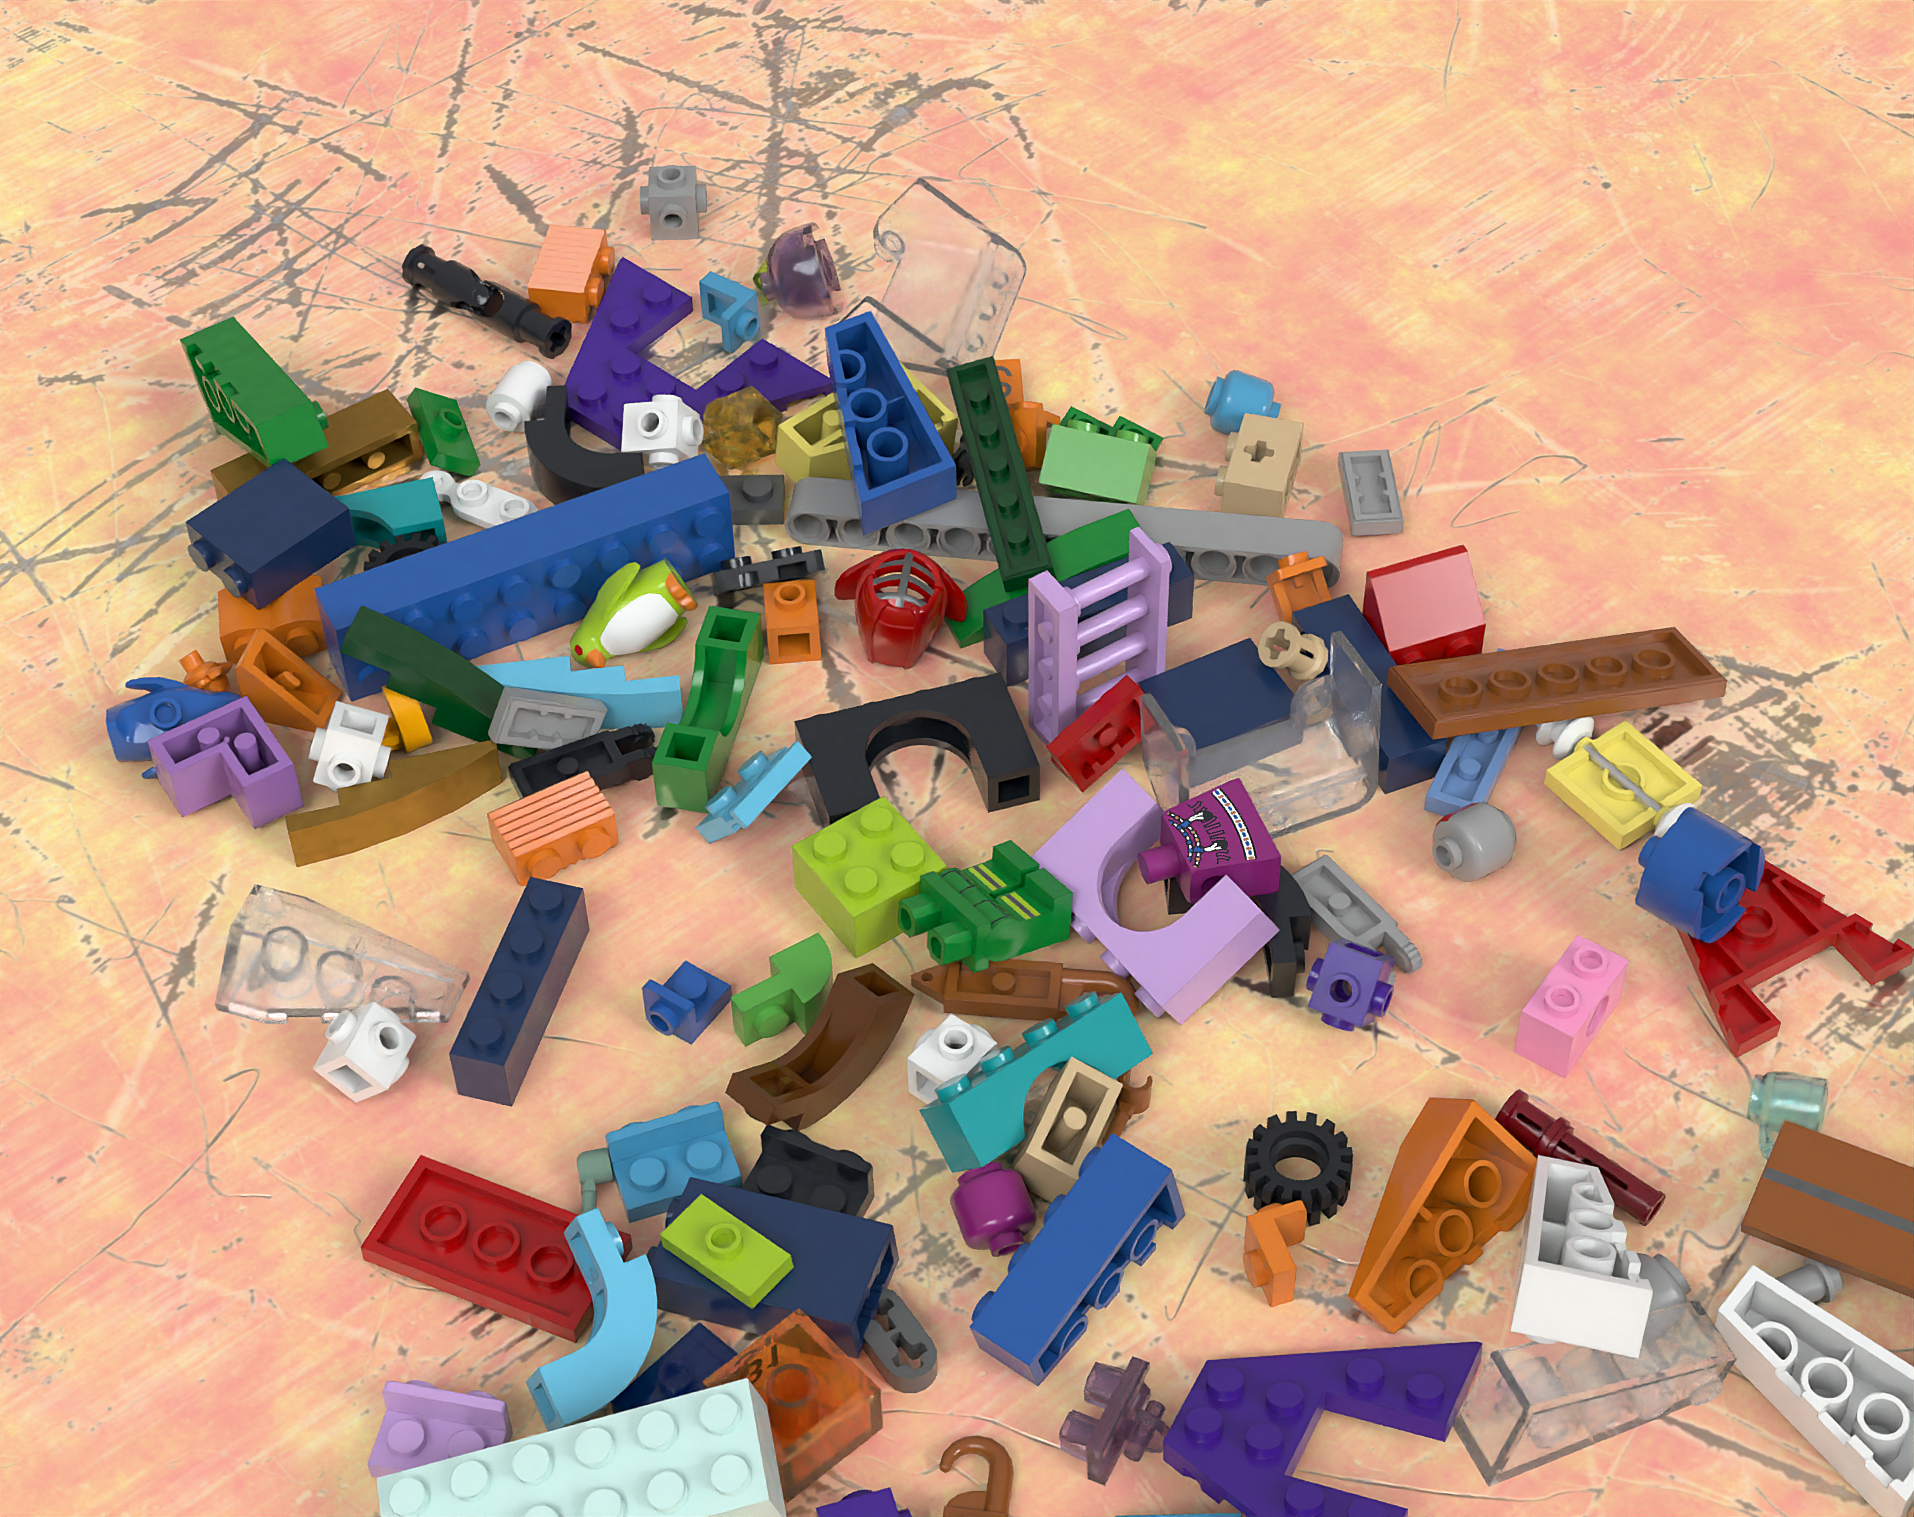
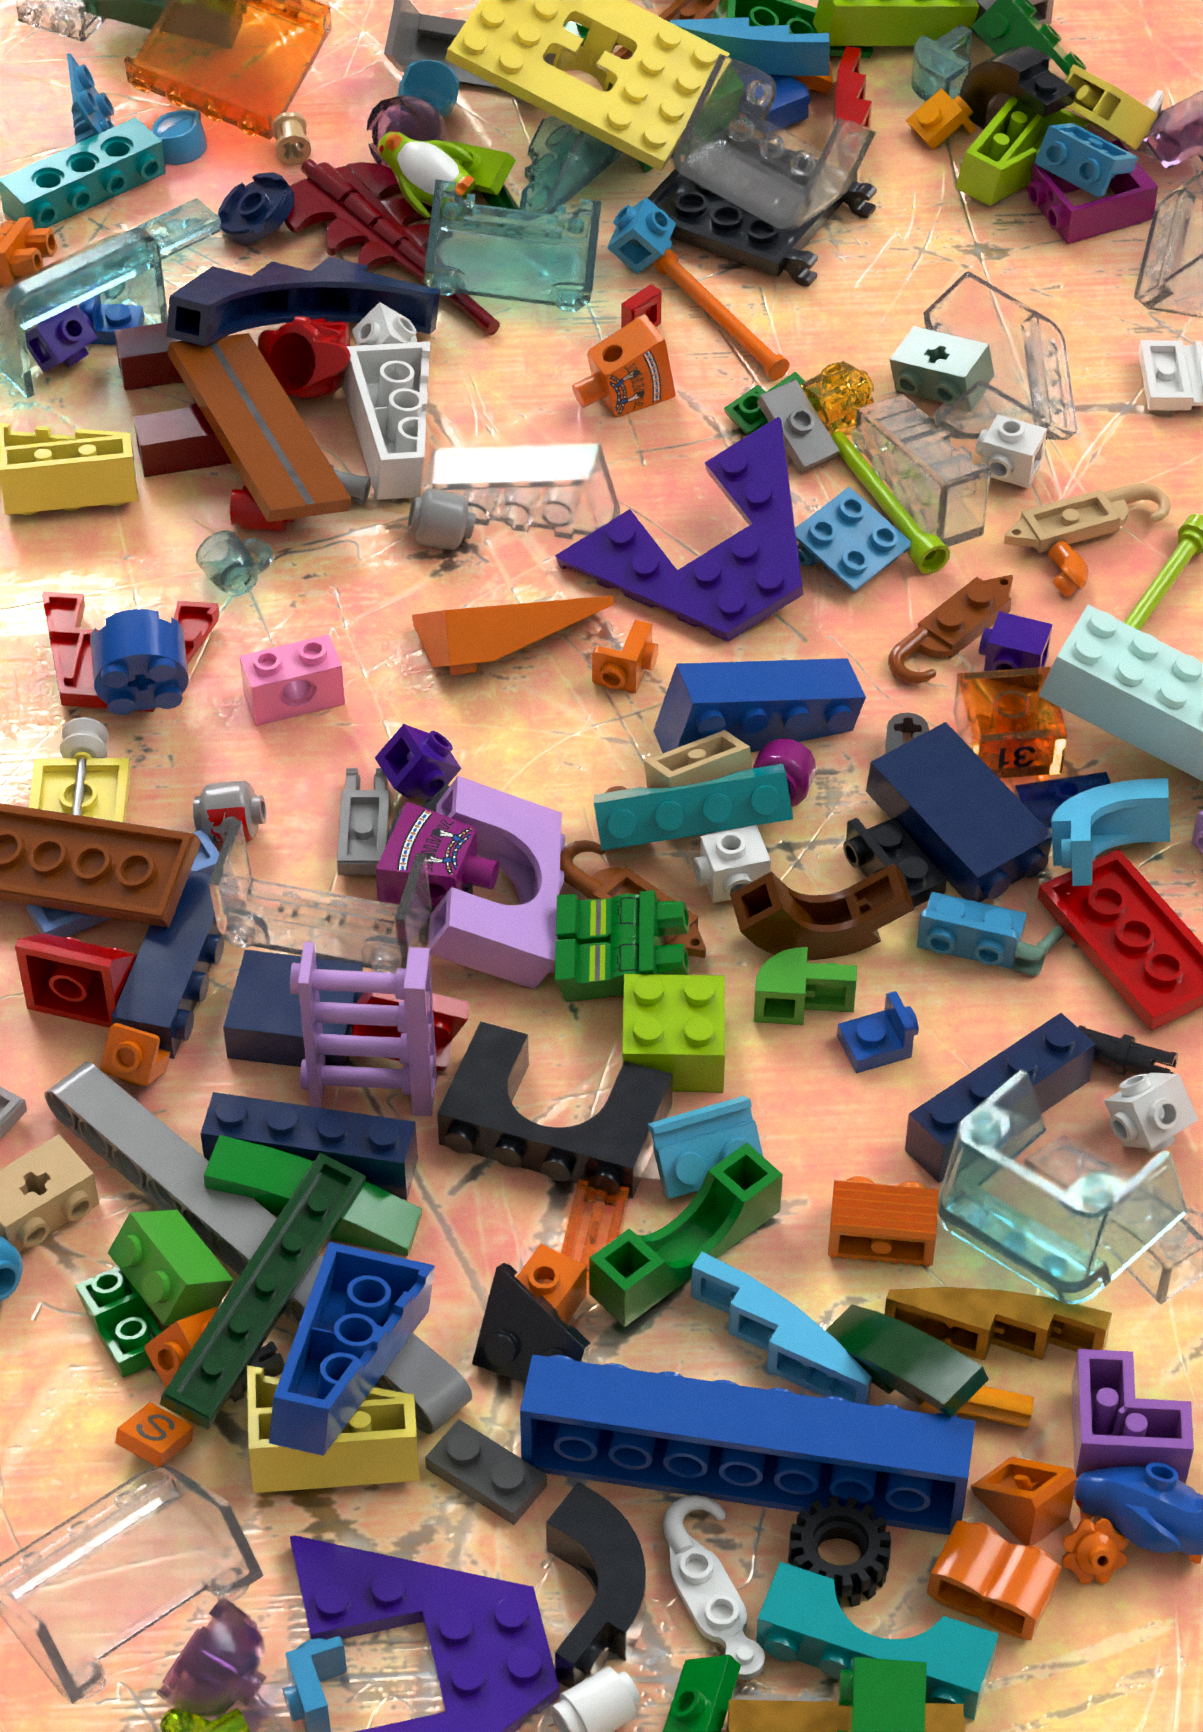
camera: 145 degrees left, 0 degrees up
(270, 534) = (964, 1605): dark blue brick -> none
(350, 747) = (1016, 1352): white brick -> none
(405, 855) = (1049, 1236): none -> clear light blue windscreen
(431, 1115) = (1127, 1055): none -> black pin
(544, 718) = (832, 1291): light grey plate -> none
(607, 757) = (818, 1267): black hinge -> none
(633, 614) = (678, 1350): animal -> none
(661, 430) = (509, 1536): white brick -> none
(726, 1251) = (993, 803): lime plate -> none
(740, 428) = (432, 1508): clear yellow brick -> none
(788, 673) = (600, 1199): none -> clear orange tile
(894, 624) = (459, 1226): red piece -> none
(1123, 1420) = (811, 623): clear purple hips -> none
(1289, 638) = (217, 981): tan bush -> none
(1304, 1141) = (564, 678): black tyre -> none
(1555, 1139) = (392, 624): dark red pin -> none
(1574, 1265) = (481, 511): white wedge -> none

